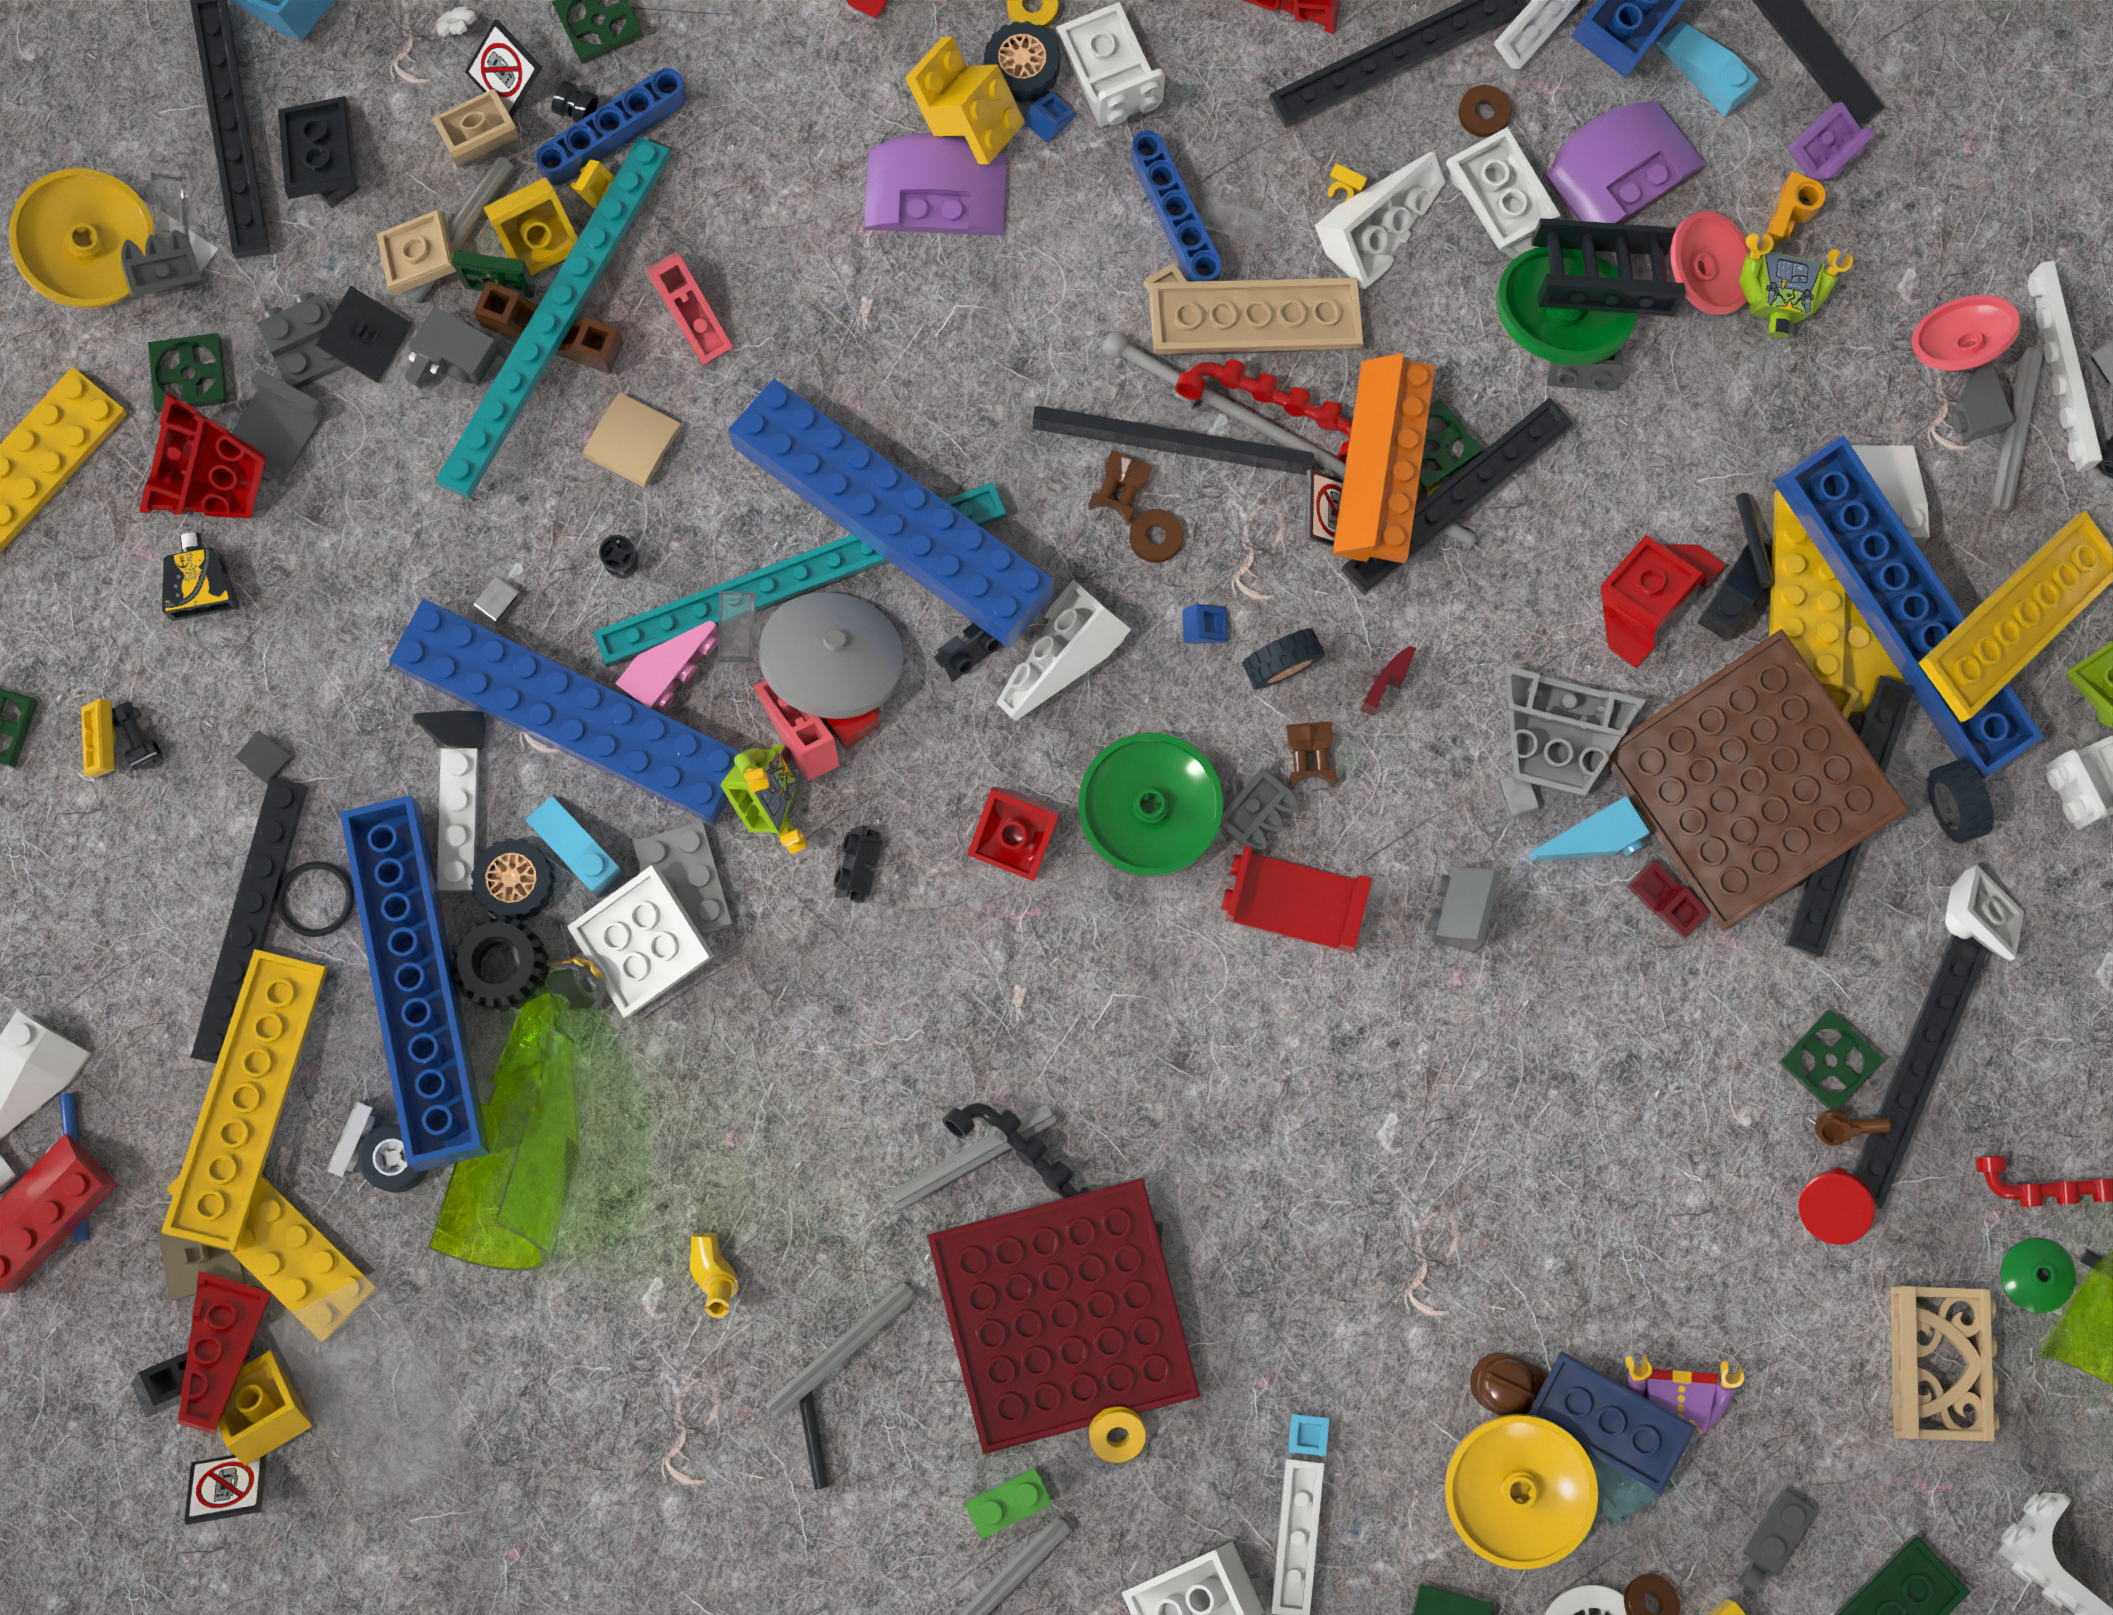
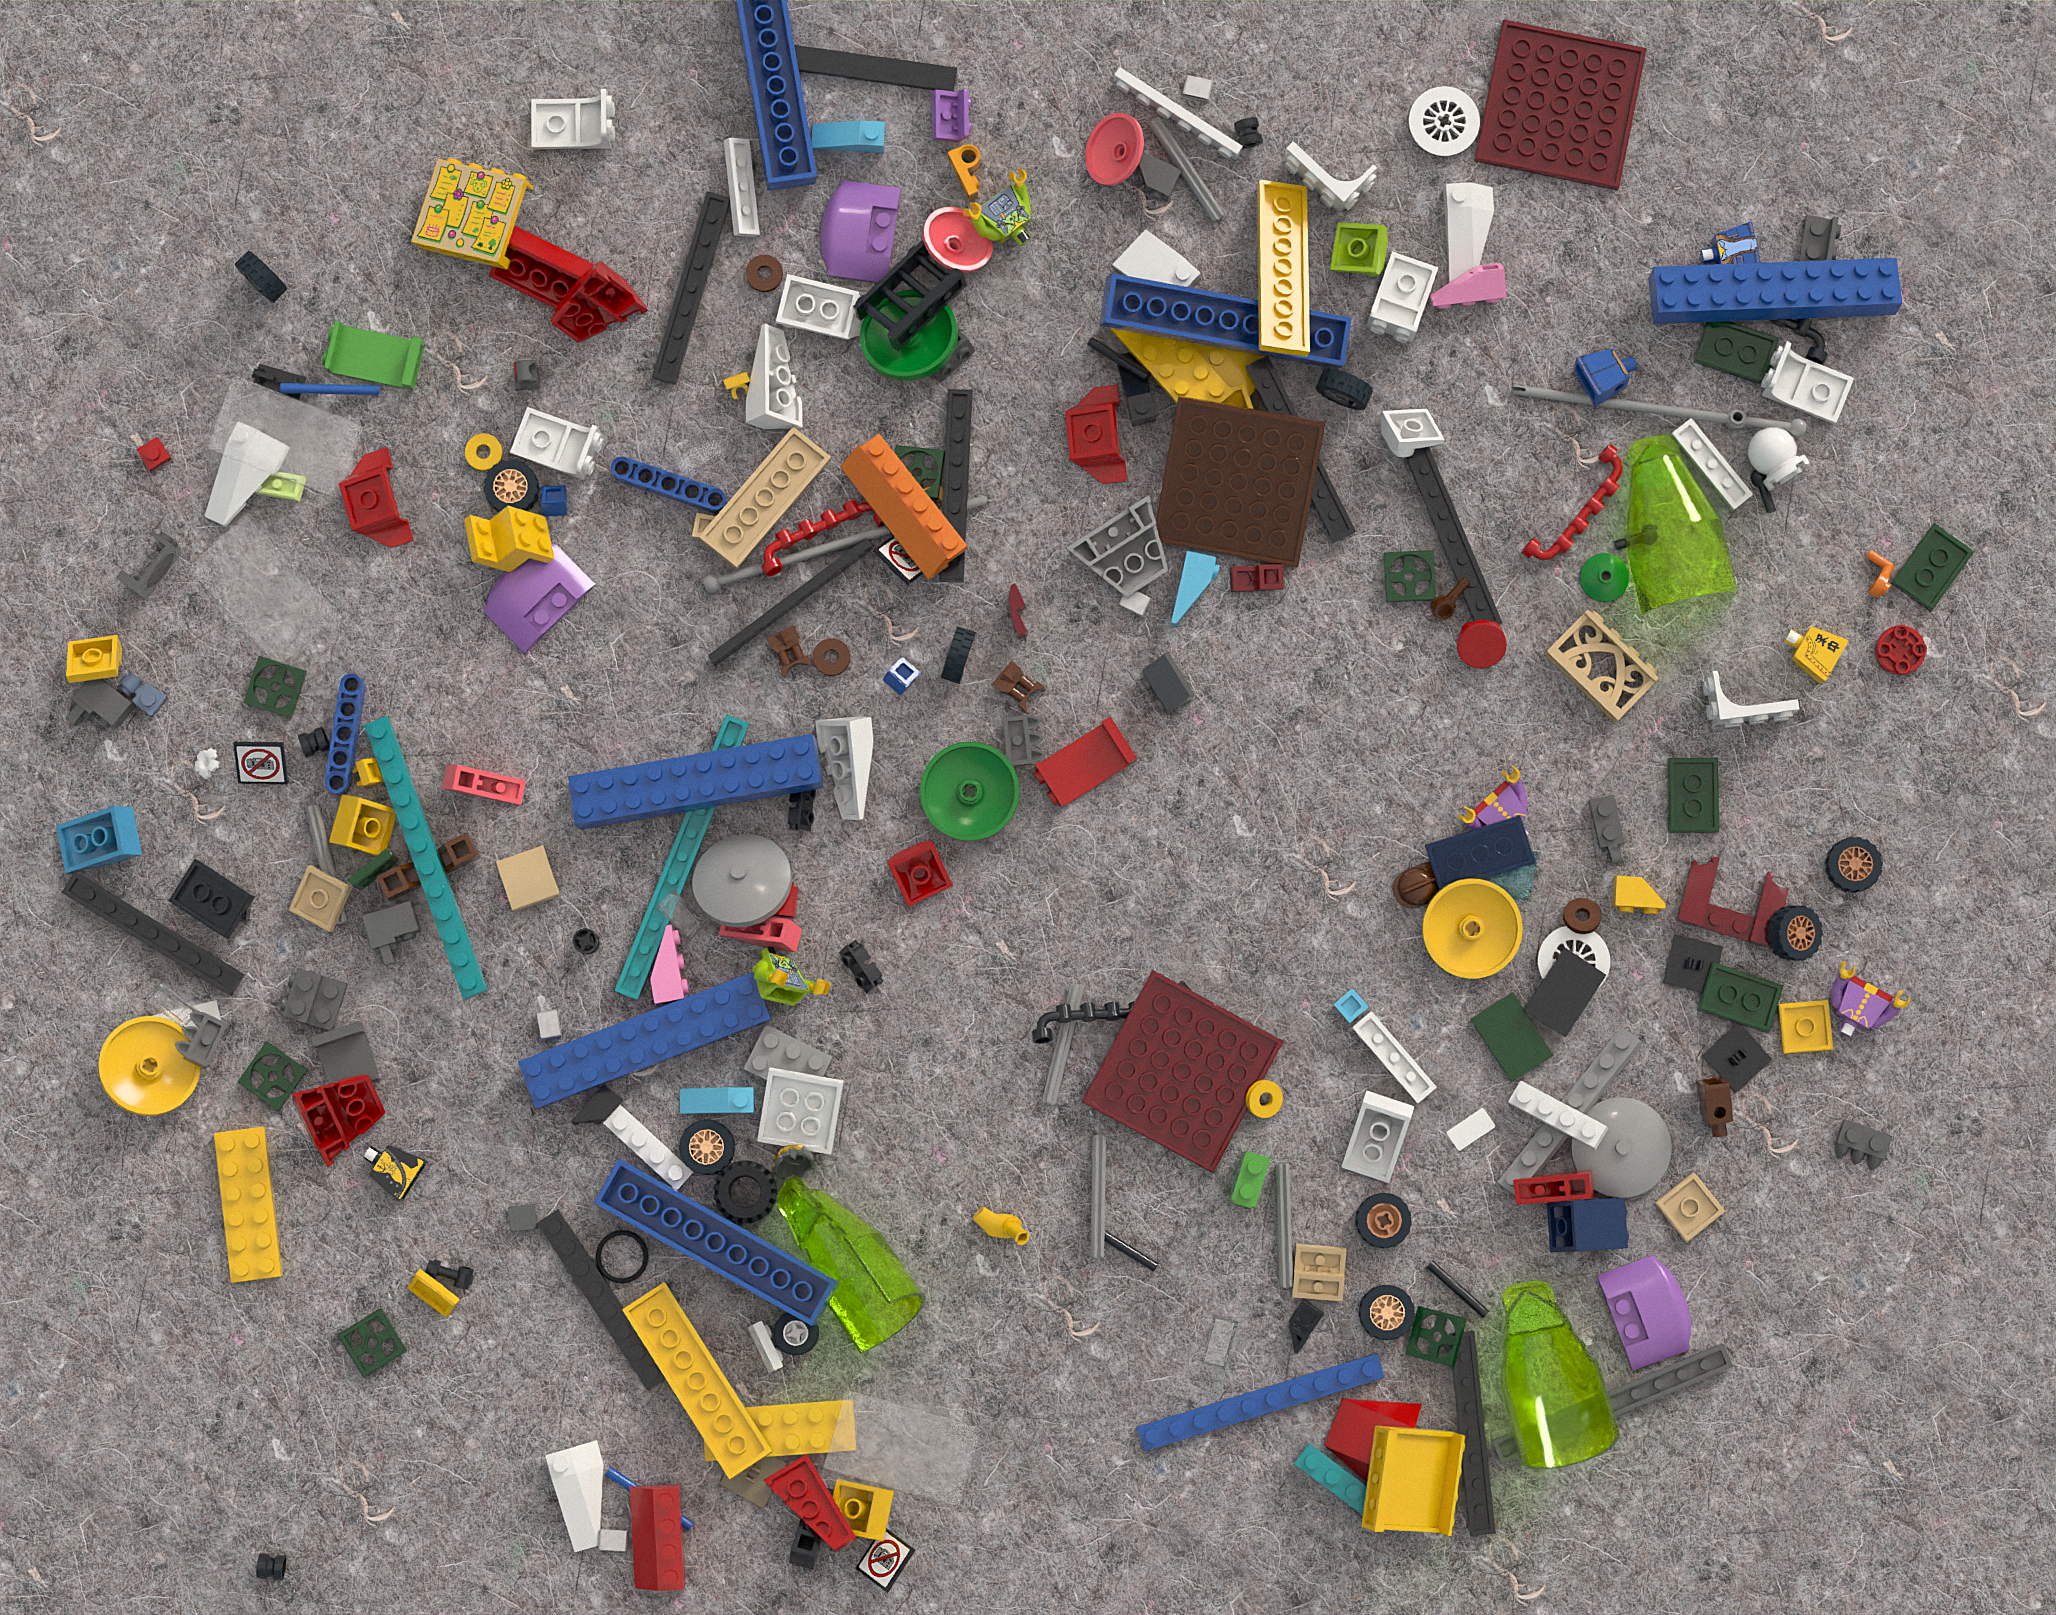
camera: 45 degrees left, 5 degrees up
(363, 334) = (339, 966): black piece -> none
(475, 127) = (277, 805): tan slope -> none

